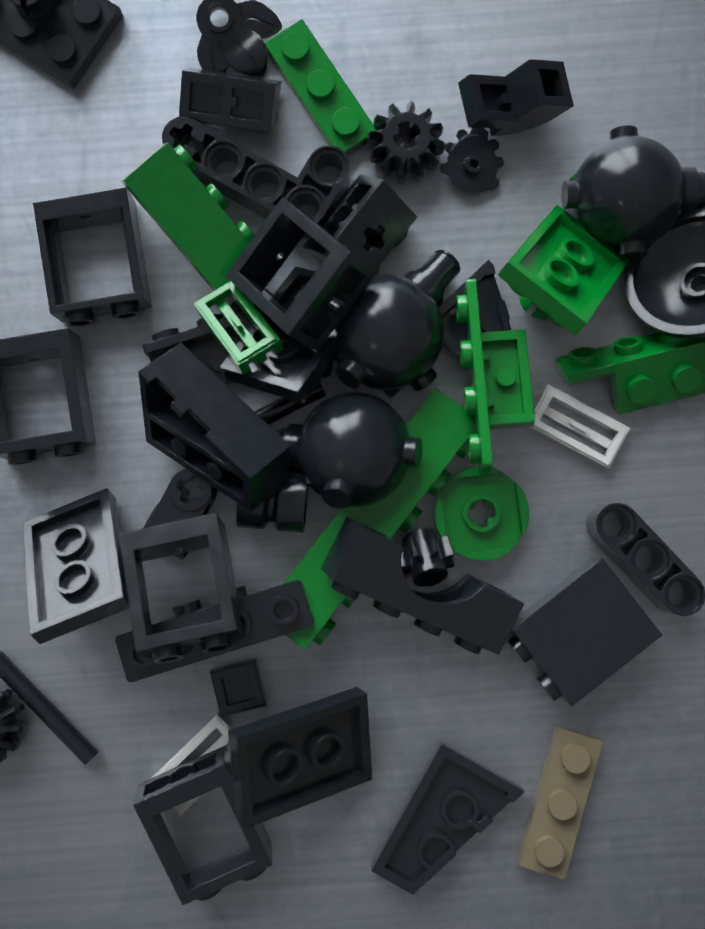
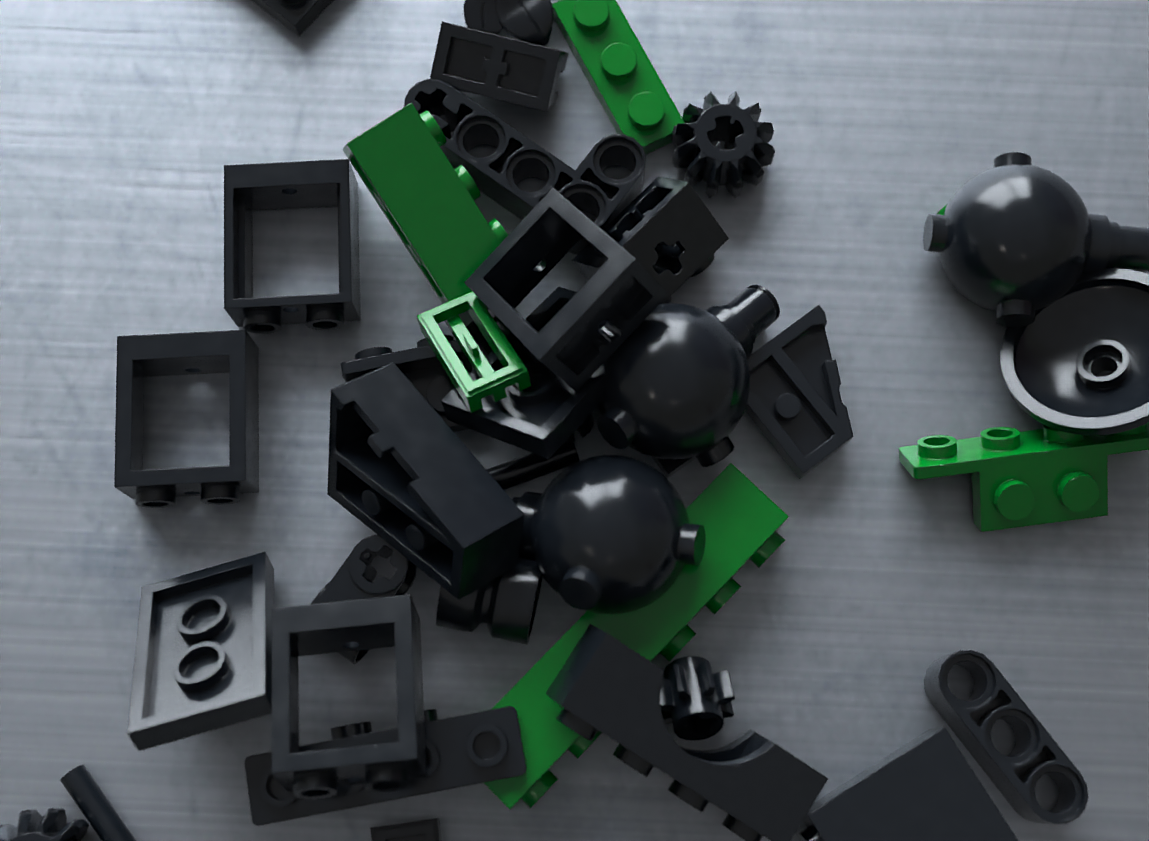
camera: 10 degrees right, 10 degrees down
(472, 161) = (809, 178): black piece -> none
(499, 379) = (819, 464): green bracket -> none
(501, 530) = (804, 620): green plate -> none
(516, 101) = (874, 108): black brick -> none
(562, 271) = (916, 328): green plate -> none
(612, 446) = (907, 563): white tile -> none

